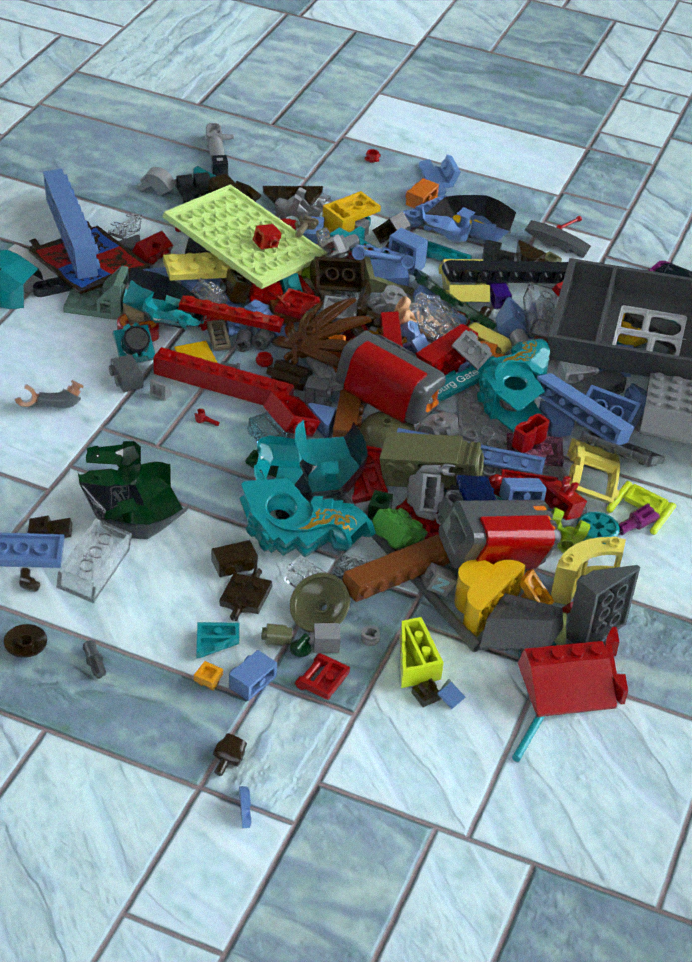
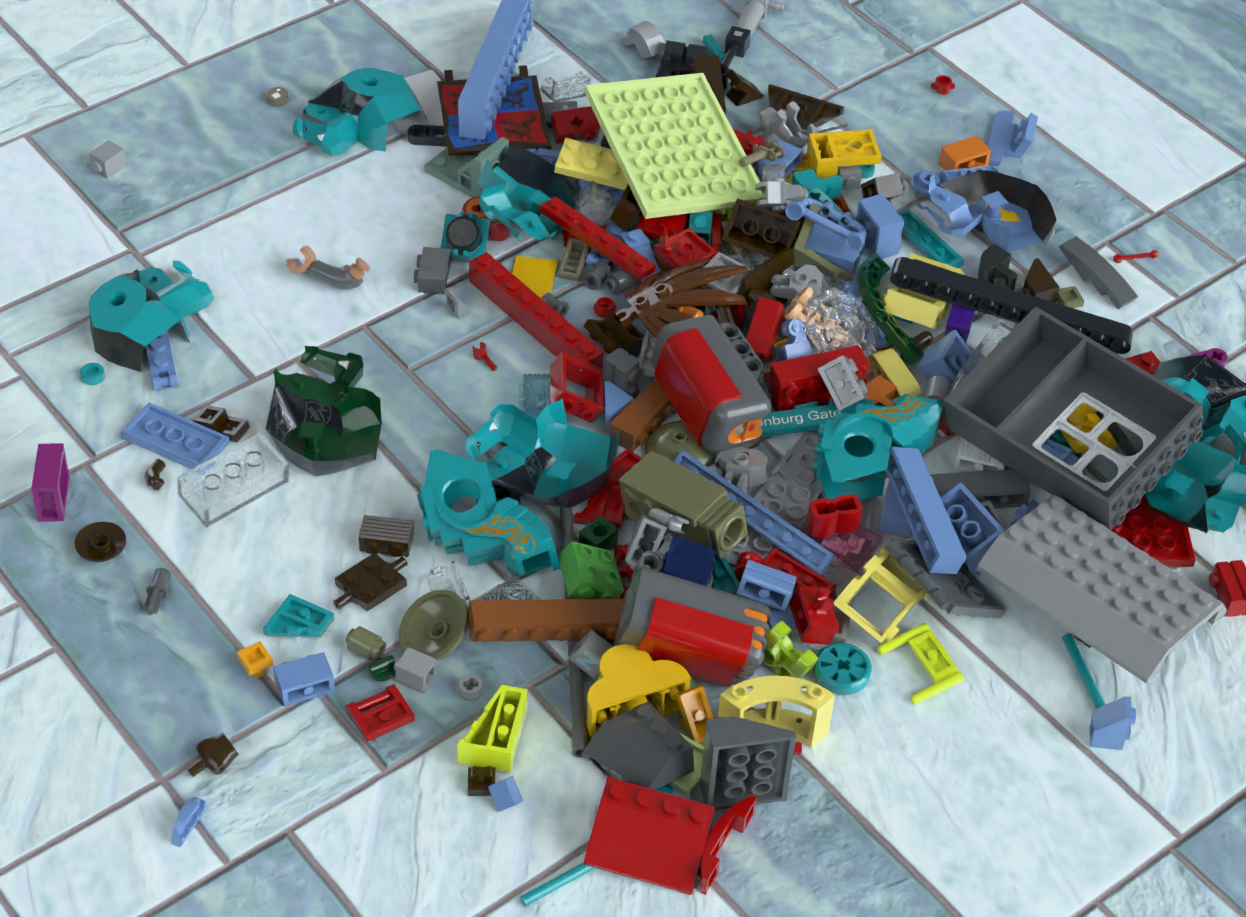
camera: 30 degrees right, 5 degrees up
(267, 236) = (693, 154): red brick -> none
(639, 519) = (902, 676): magenta arm -> none

